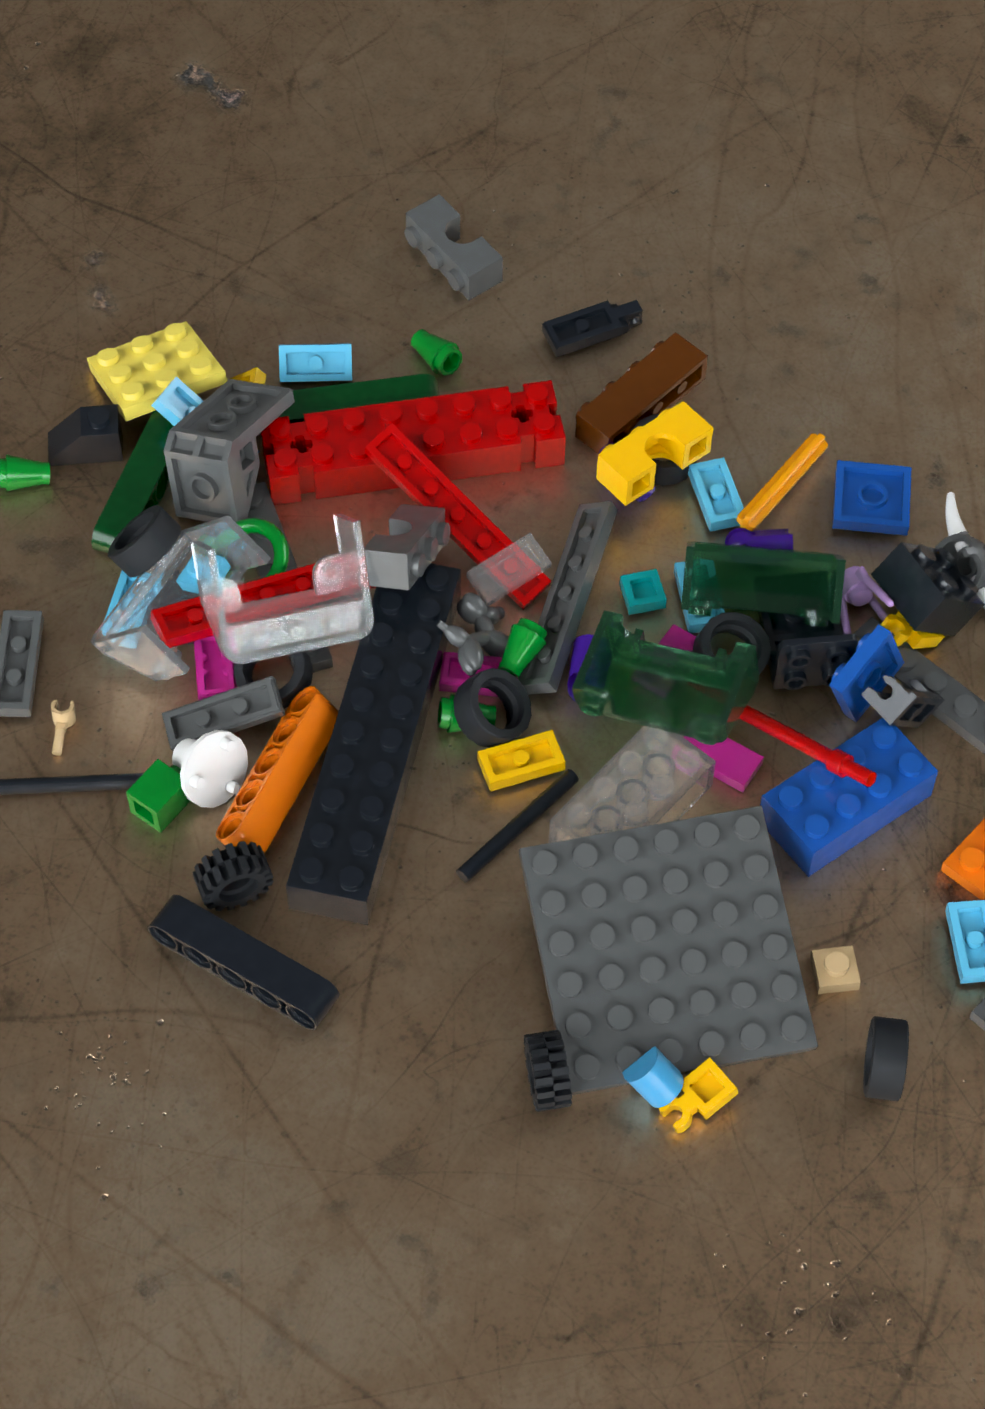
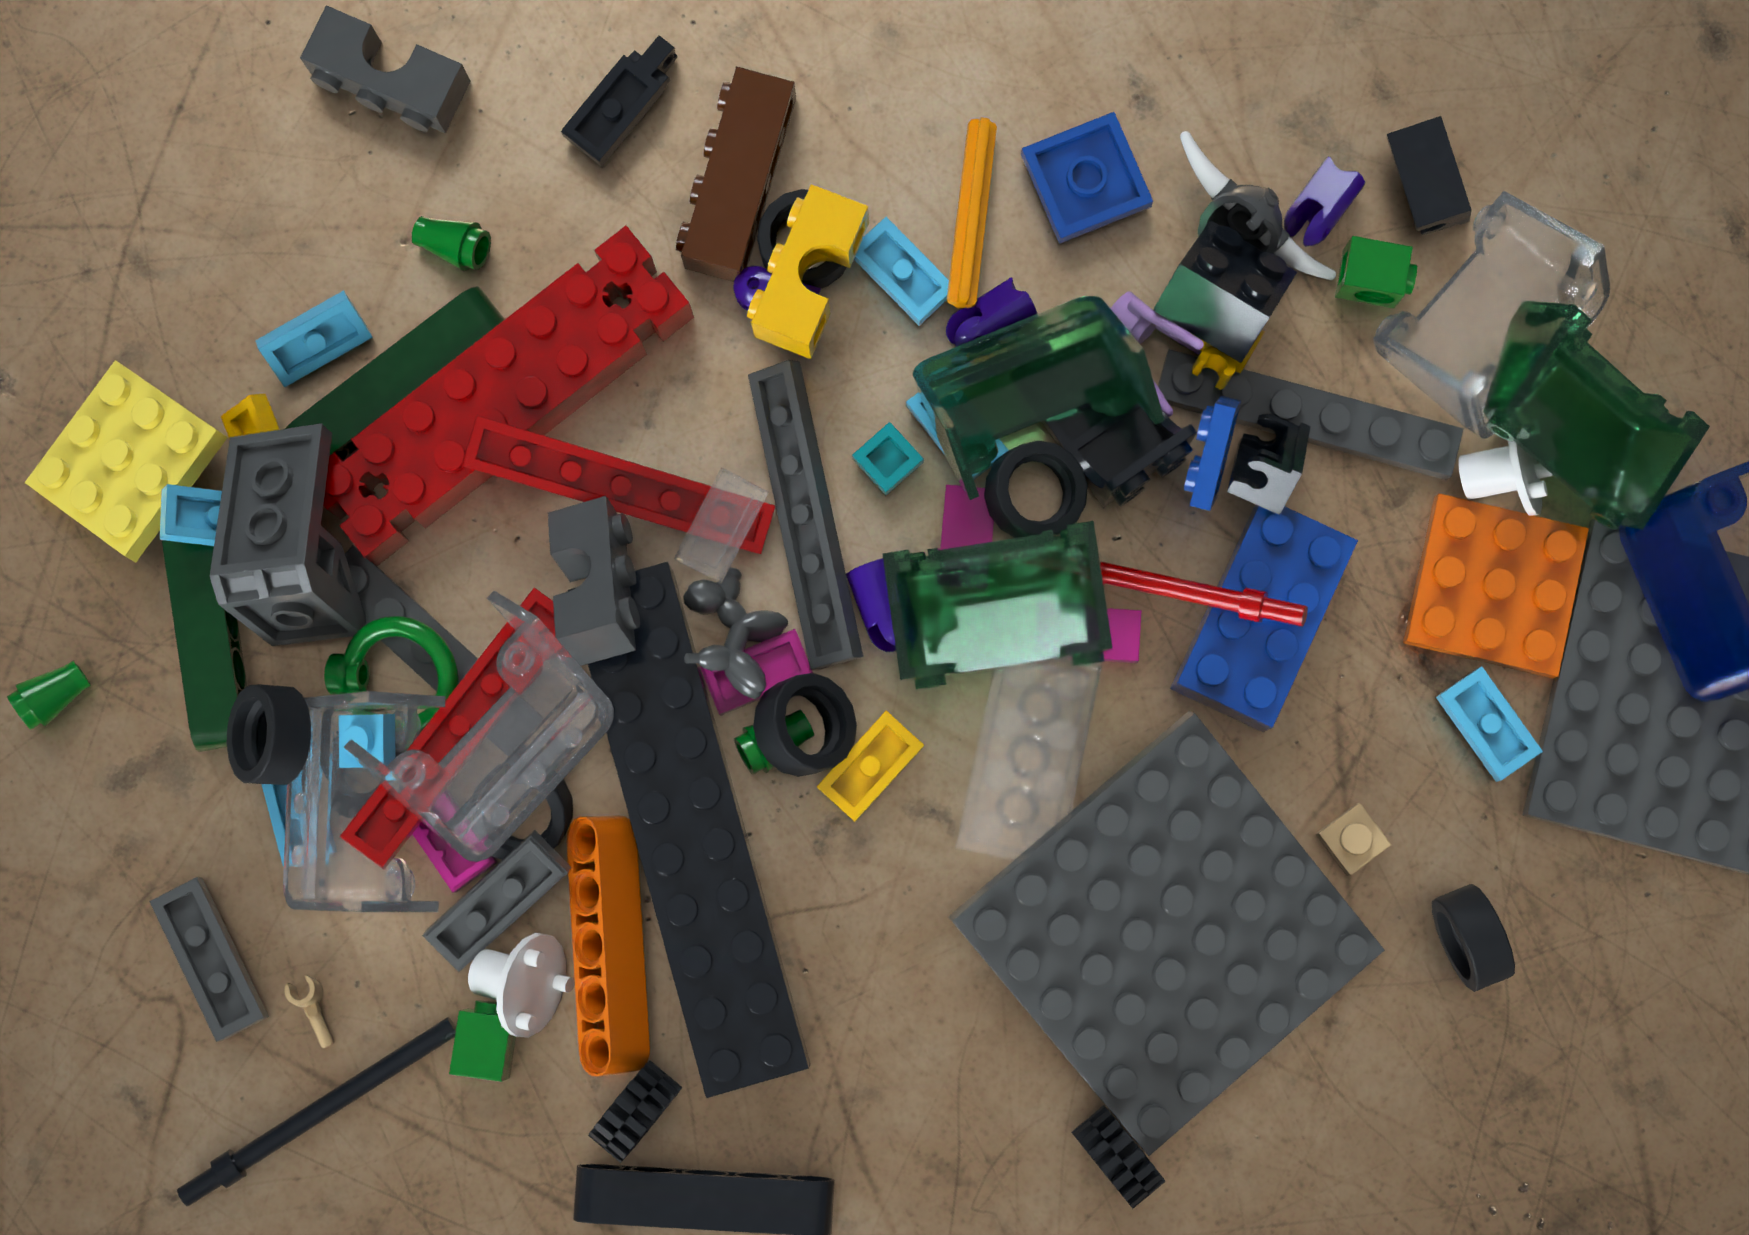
camera: 25 degrees left, 25 degrees up
(87, 436) = (98, 601): black slope -> none
(517, 825) = (909, 848): black bar -> none
(522, 646) = (795, 624): green cone -> none
(655, 1078) = (1236, 1096): dark azure brick -> none
(703, 1092) = (1292, 1076): yellow plate -> none

